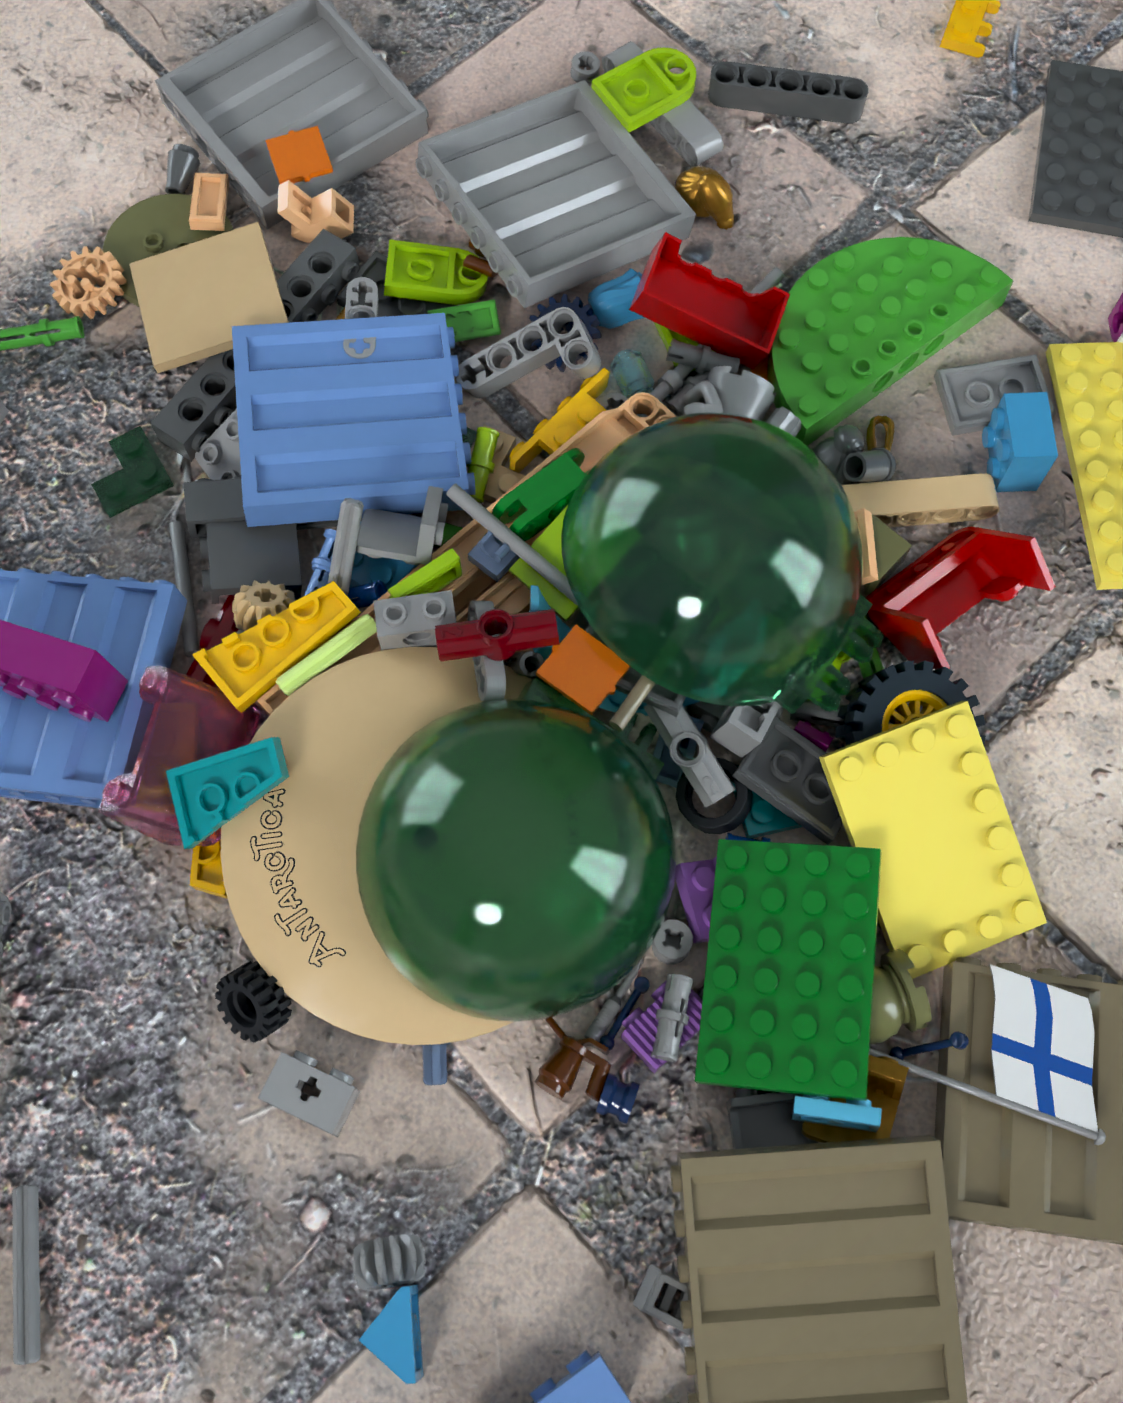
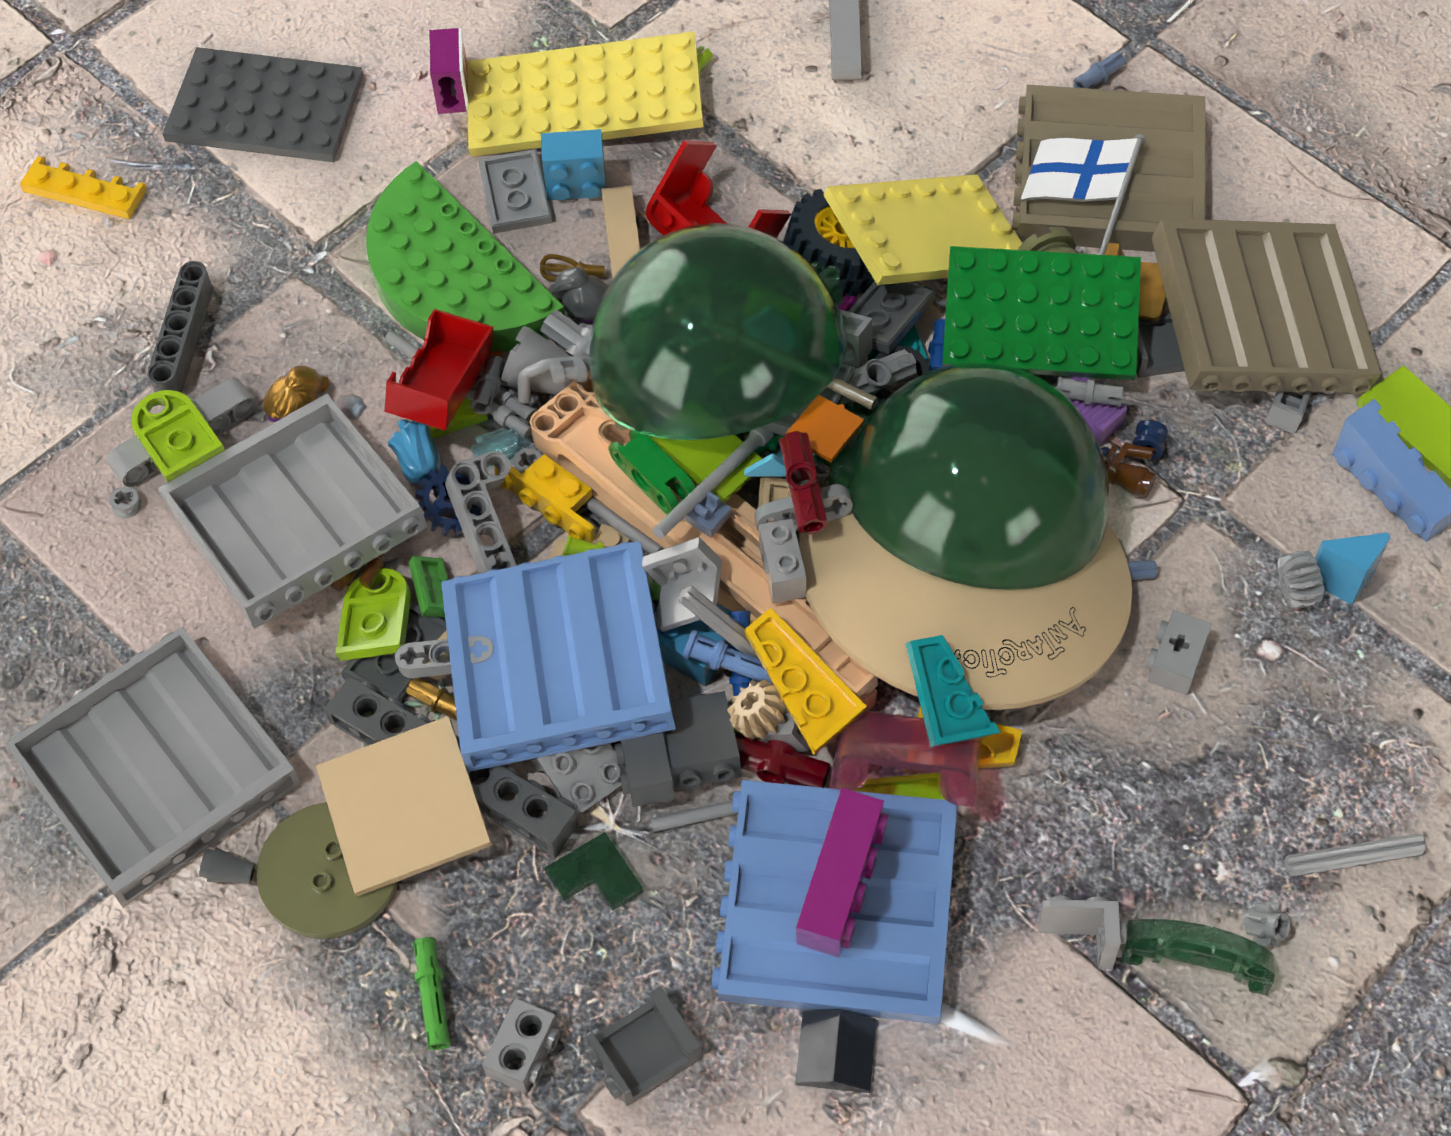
camera: 90 degrees left, 10 degrees down
(83, 296) = (352, 947): light nougat gear -> none
(209, 202) = (273, 829): light nougat tile -> none
(252, 1002) = (1126, 697): black tyre -> none
(299, 155) = (231, 737): orange piece -> none
(311, 215) = (300, 723): light nougat brick -> none
(327, 654) = (813, 634): yellowish green axle -> none
(430, 577) = (741, 558): lime tile -> none
(852, 1114) = (1146, 295): medium azure plate -> none
(869, 466) = (598, 263): dark grey piece -> none
(956, 1040) = (1081, 217): dark blue hinge -> none

